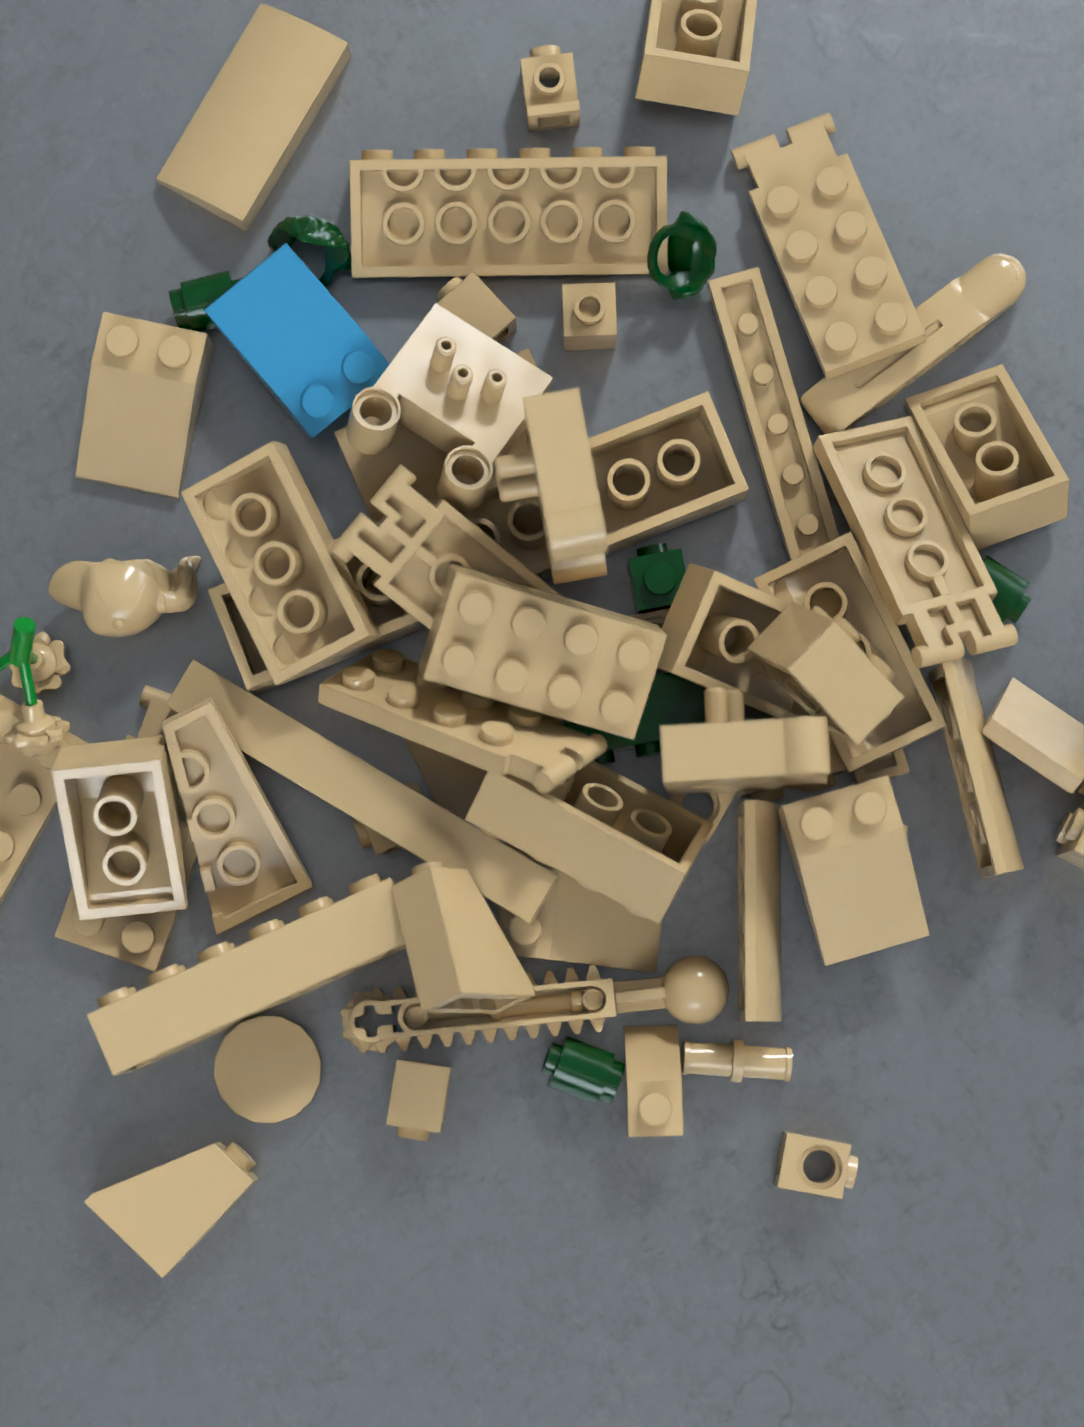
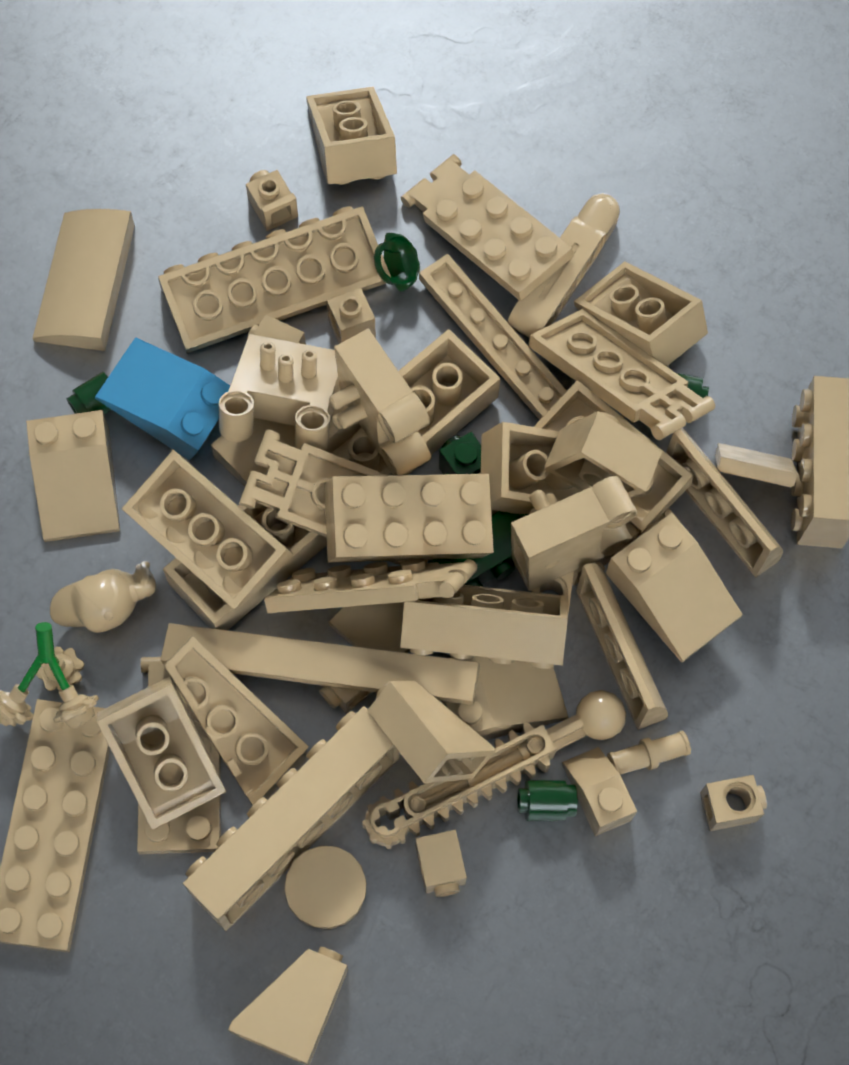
camera: 25 degrees left, 15 degrees down
(317, 232) = (154, 326): dark green piece -> none

